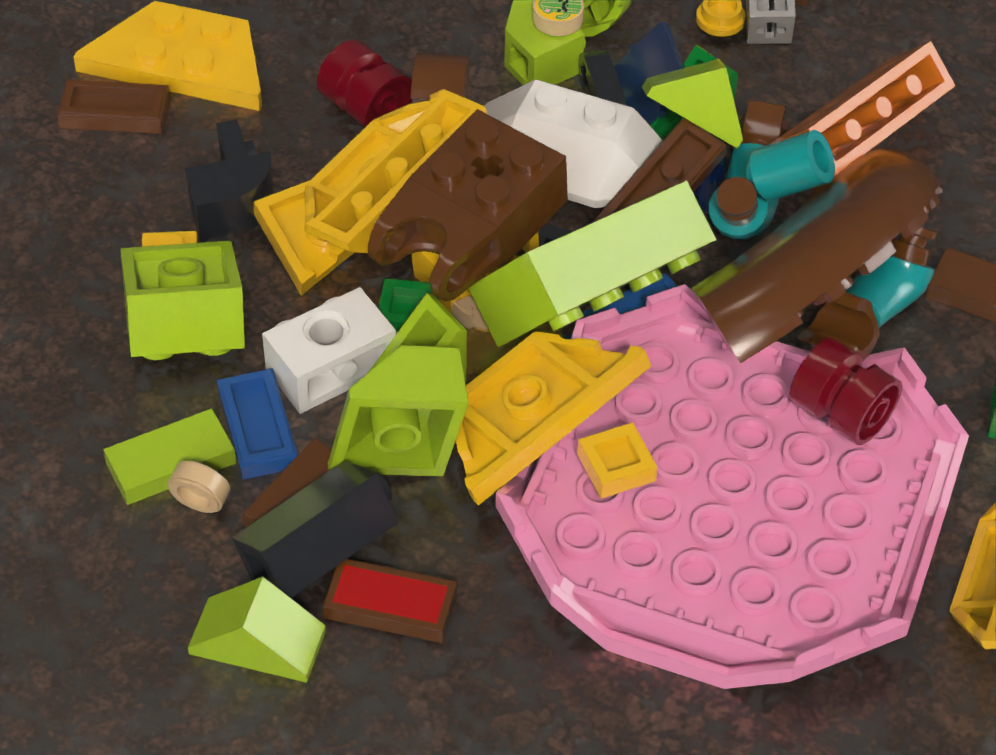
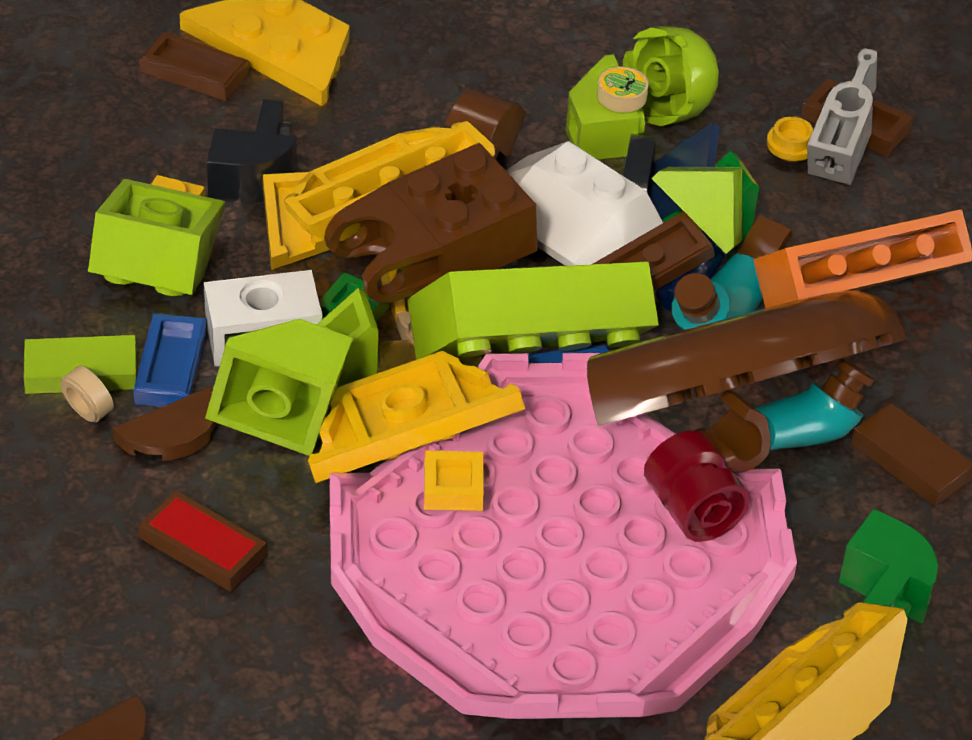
camera: 20 degrees right, 5 degrees down
(259, 631) = (76, 529): lime slope -> none
(317, 528) = (165, 458): black brick -> none
(362, 82) = (413, 97): dark red wheel -> none
(791, 165) = (756, 277): teal brick -> none

